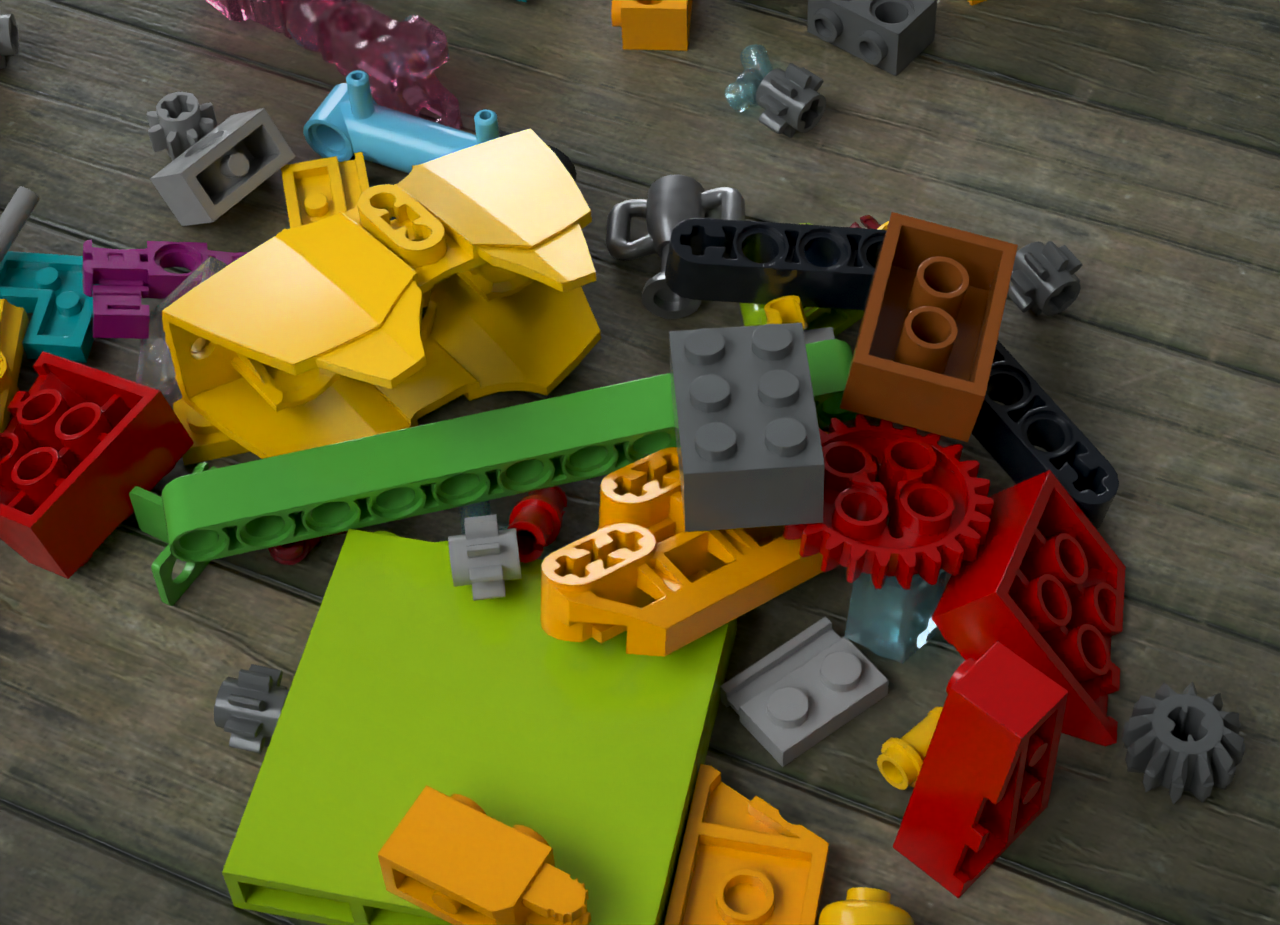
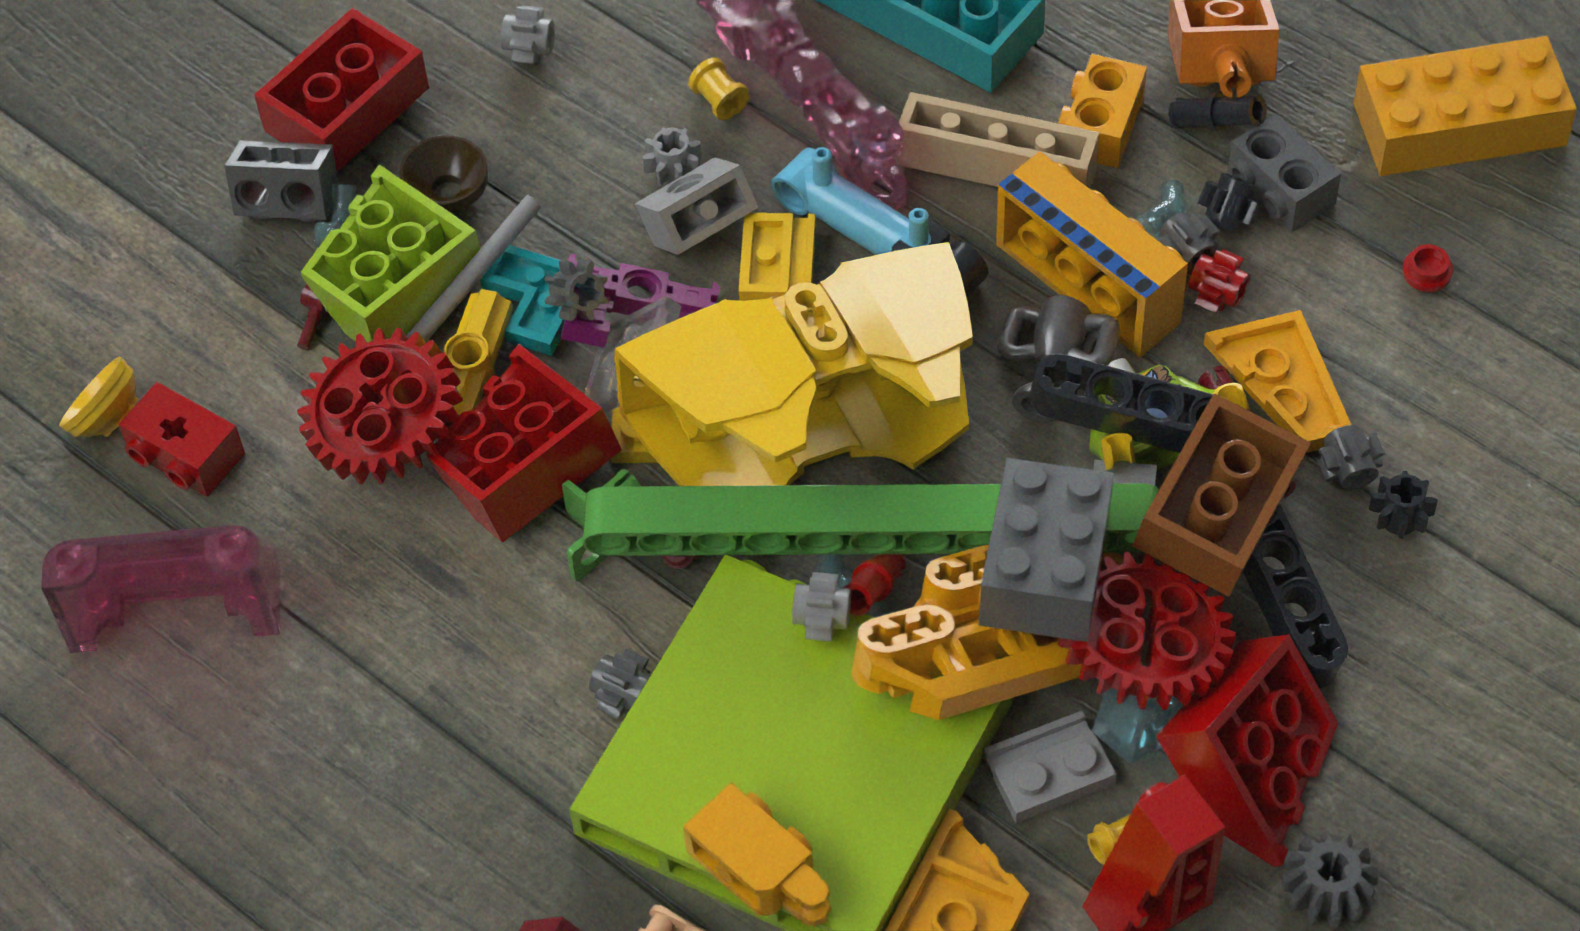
camera: 15 degrees right, 5 degrees up
(100, 271) = (562, 286): none -> dark grey gear
(212, 46) = (718, 88): none -> yellow bush
(553, 46) = (988, 143): none -> tan brick
(682, 117) = (1090, 251): none -> light orange brick
(824, 51) = (1229, 202): none -> black gear
(837, 131) = (1219, 281): none -> red gear
(930, 189) = (1282, 373): none -> light orange wing
(1057, 78) = (1427, 268): none -> red plate
(1118, 315) = (1403, 504): none -> black gear

